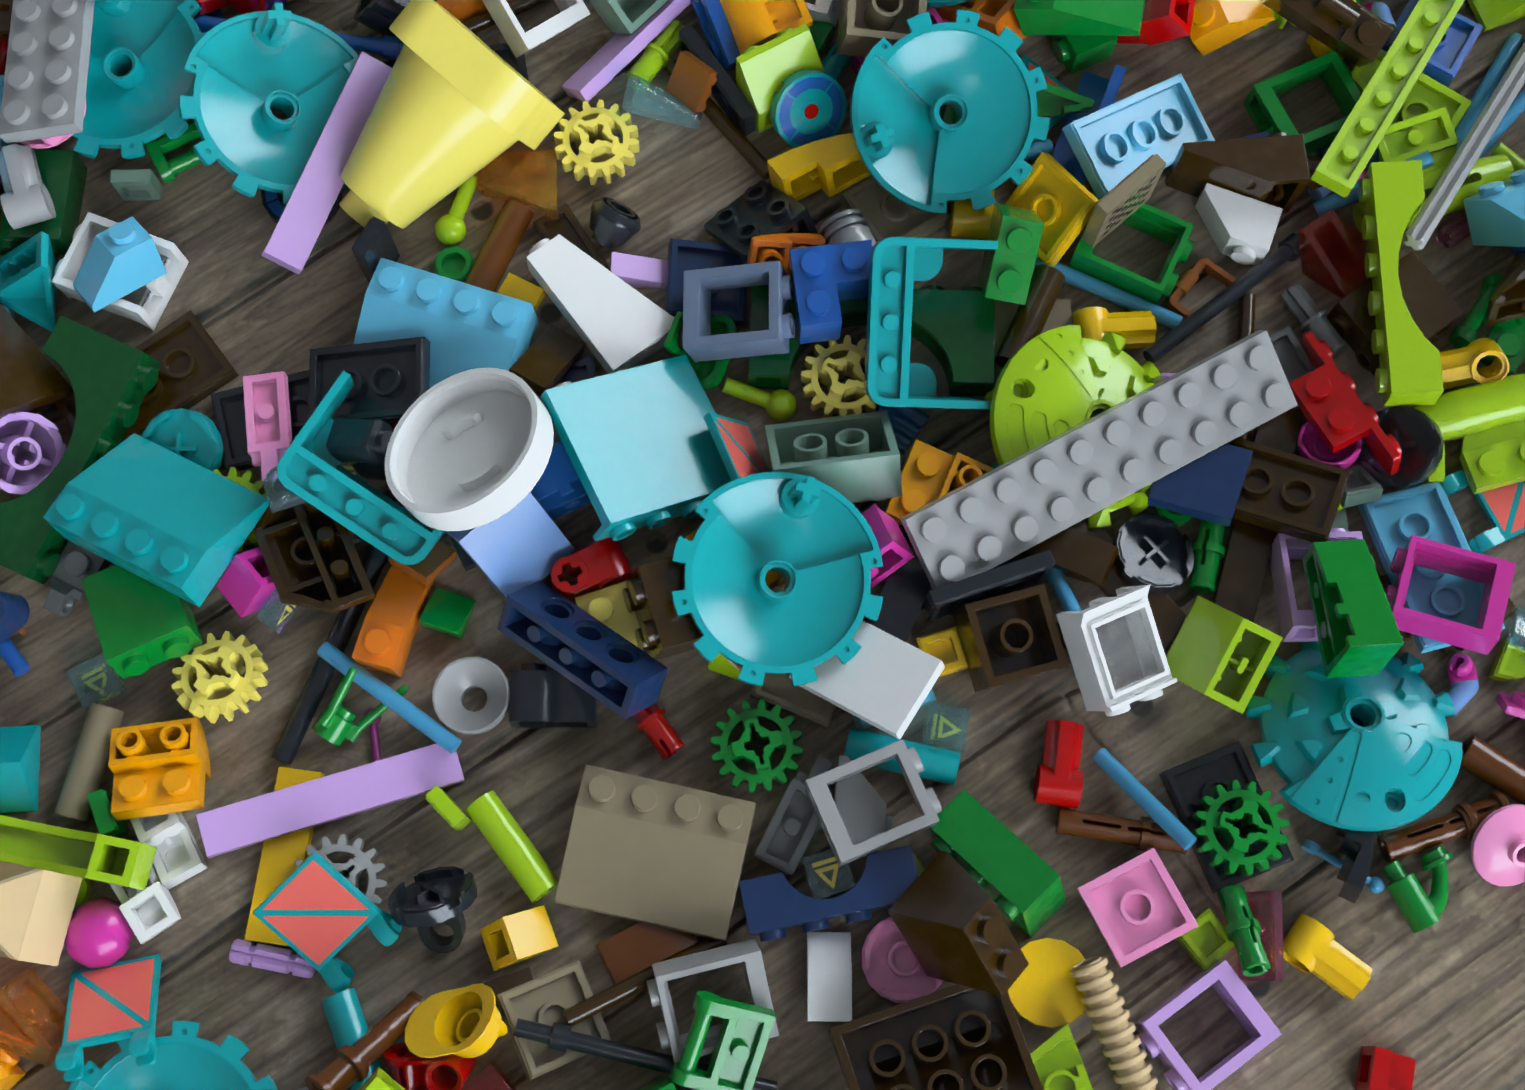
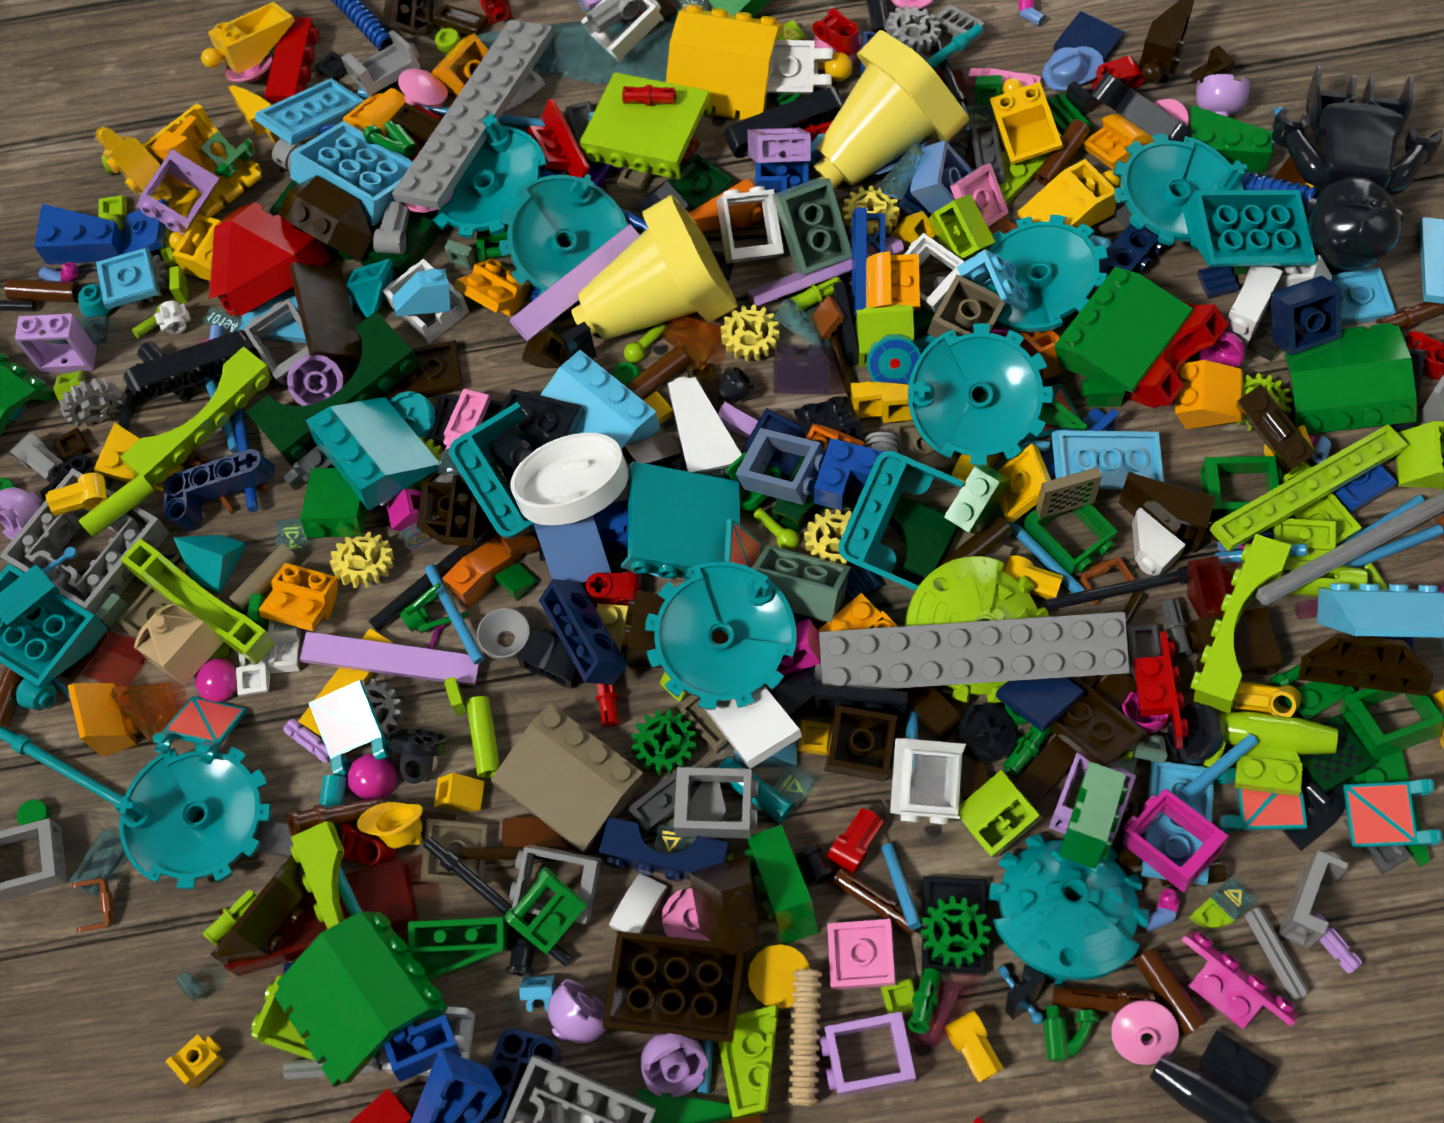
camera: 35 degrees right, 10 degrees down
(209, 214) = (493, 287): none -> light orange brick
(328, 276) = (545, 350): none -> dark brown brick
(387, 972) = (372, 777): none -> dark pink hair
(691, 166) = (801, 370): none -> clear purple slope
(1025, 820) = (815, 865): none -> black bush
(1450, 478) = (1218, 767): none -> dark azure bar

